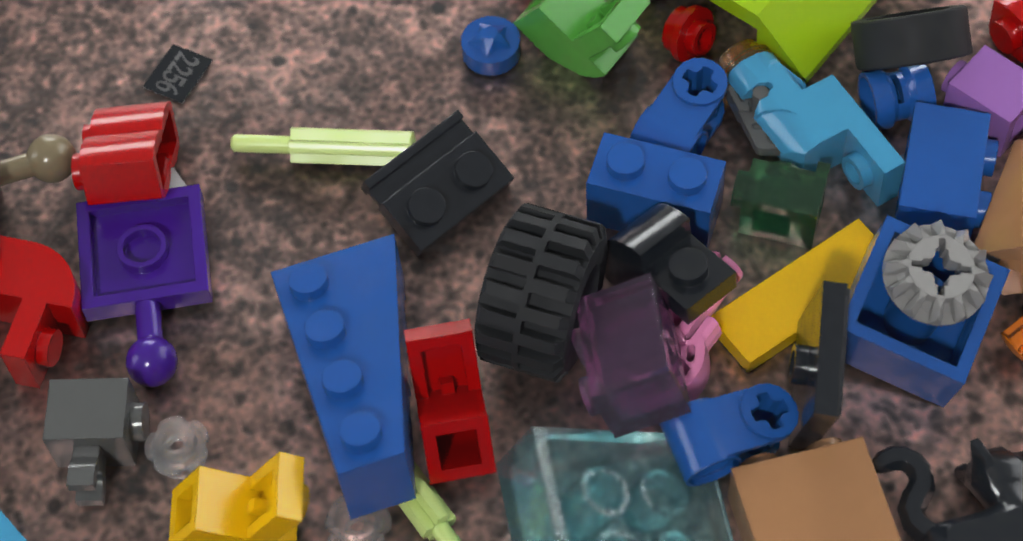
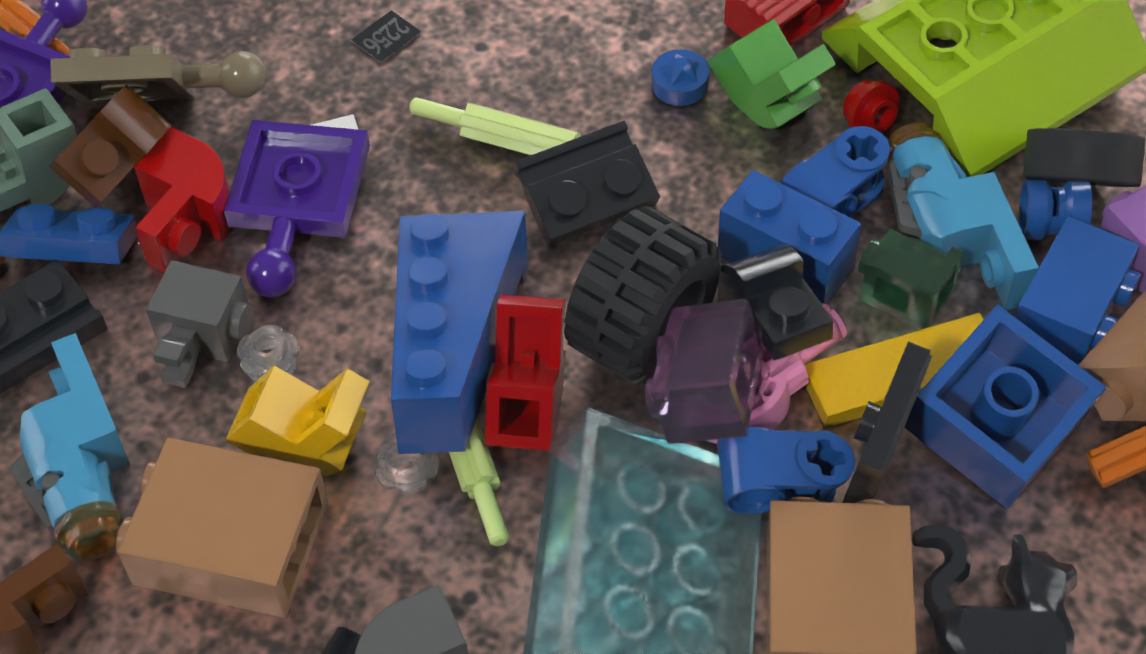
camera: 15 degrees right, 5 degrees down
(127, 153) = (311, 87): red brick -> none
(915, 289) = (1001, 378): light grey gear -> none

